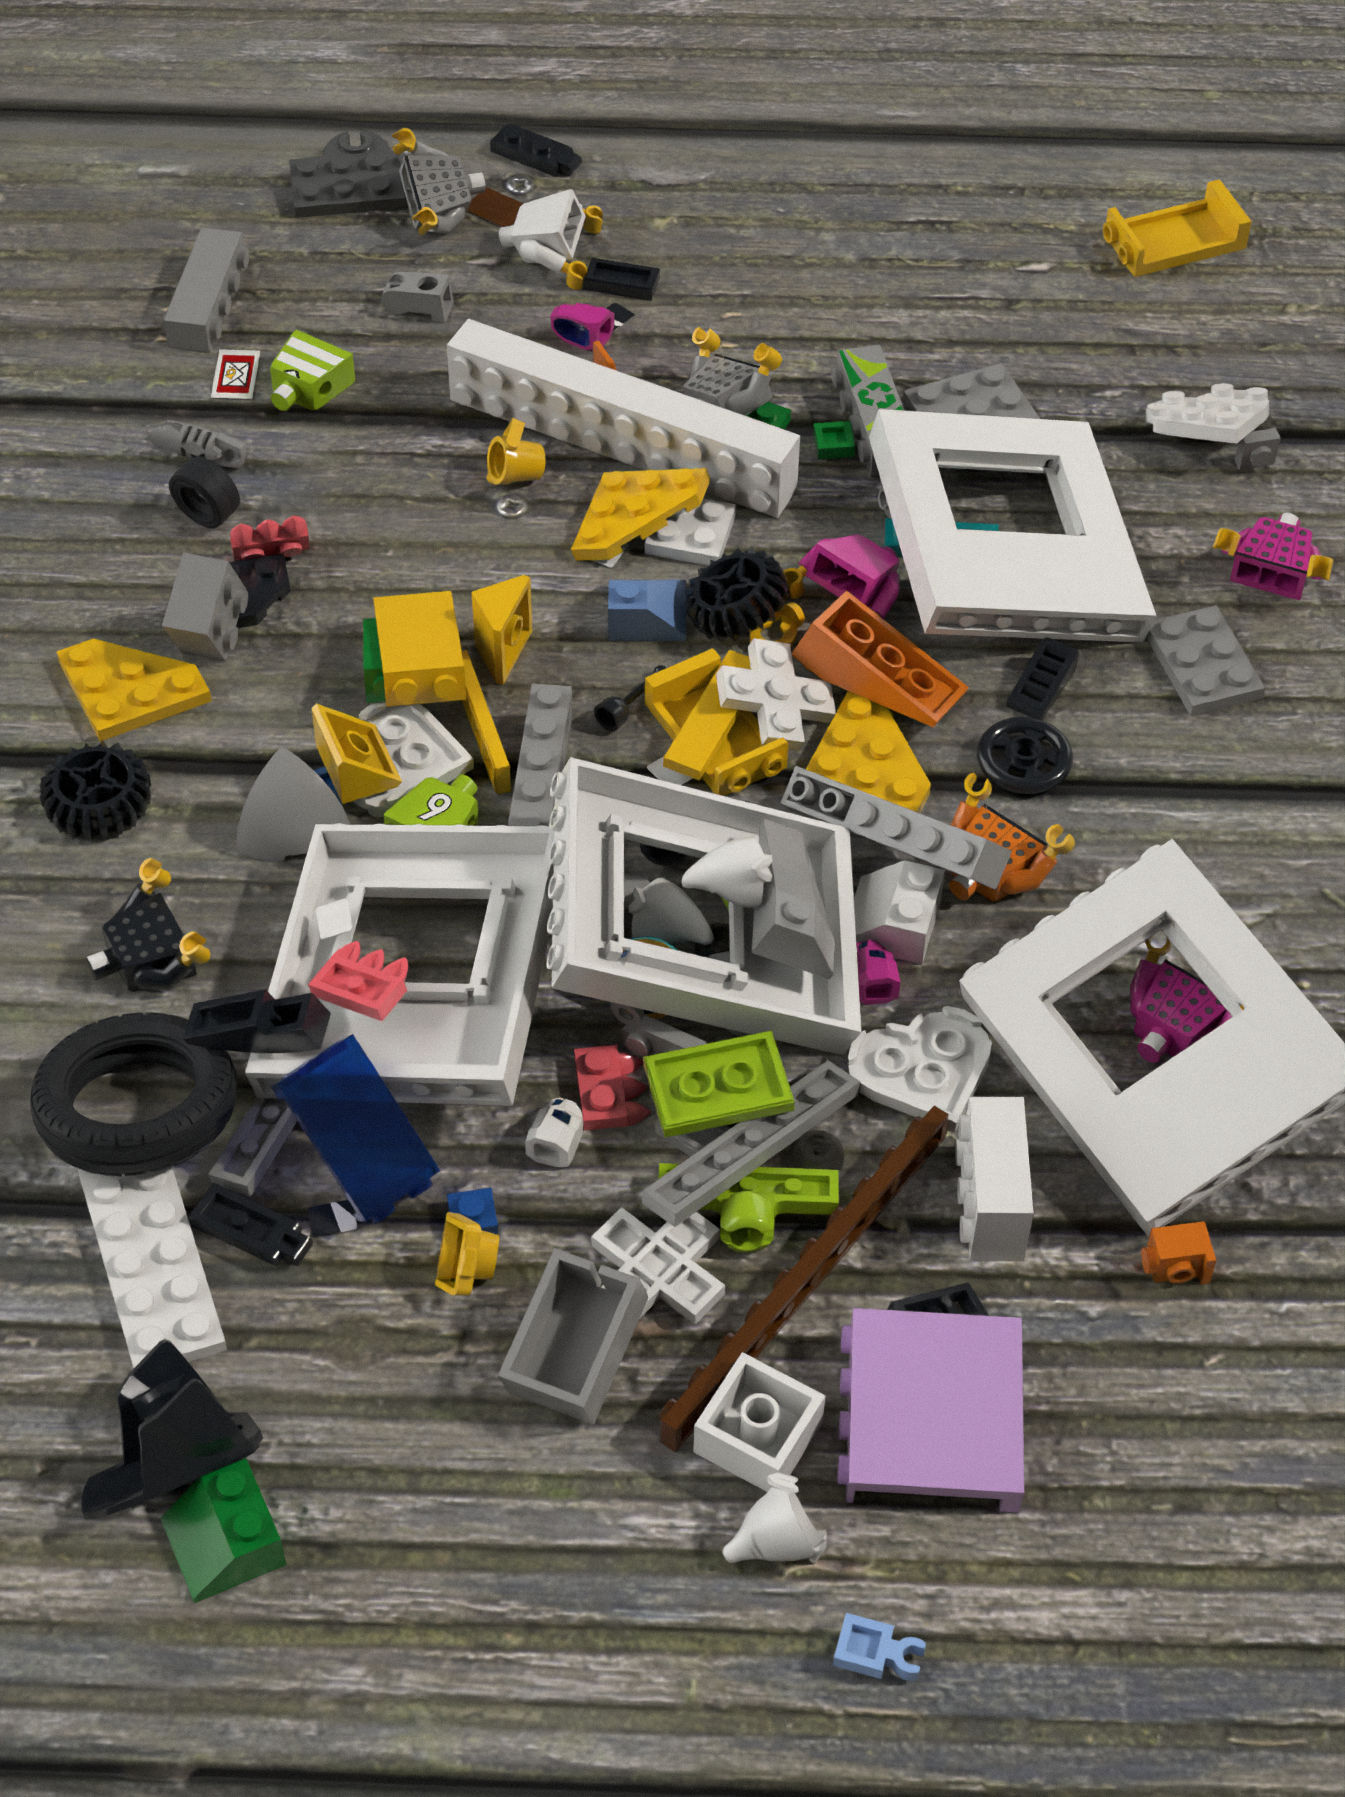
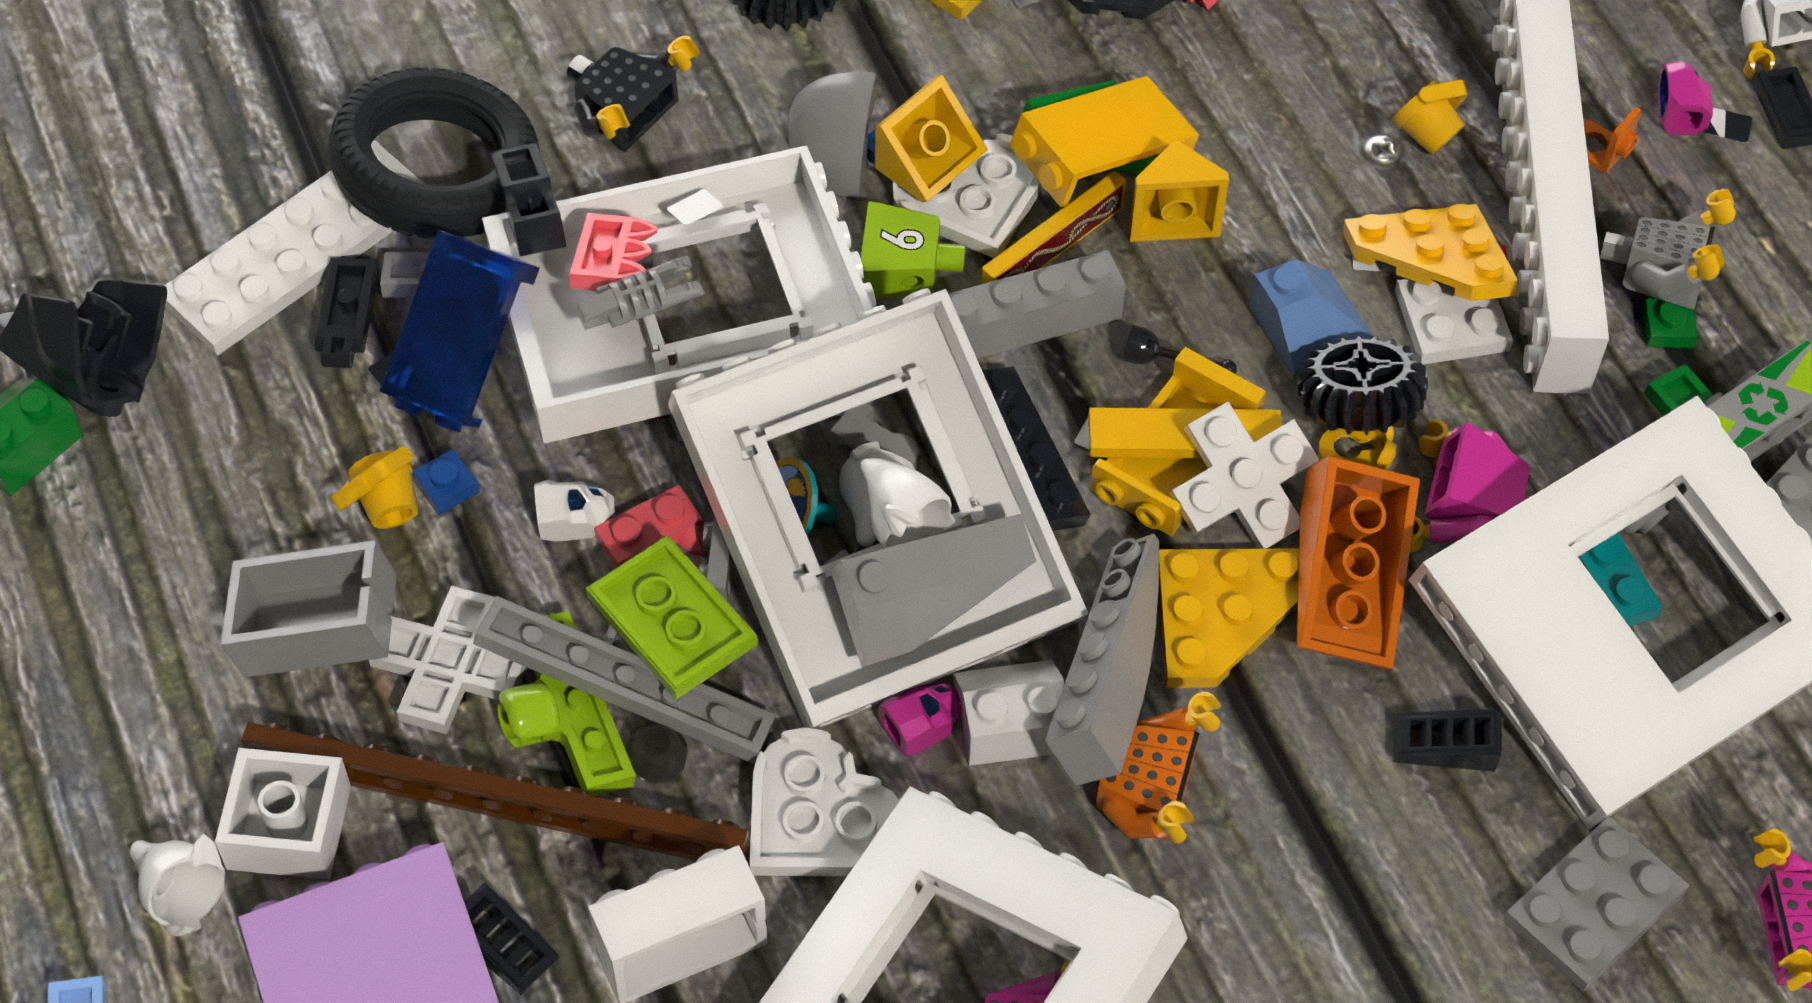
camera: 65 degrees right, 5 degrees up
(427, 972) = (638, 295): none -> light grey hinge
(1024, 755) = (1328, 721): black plate -> none

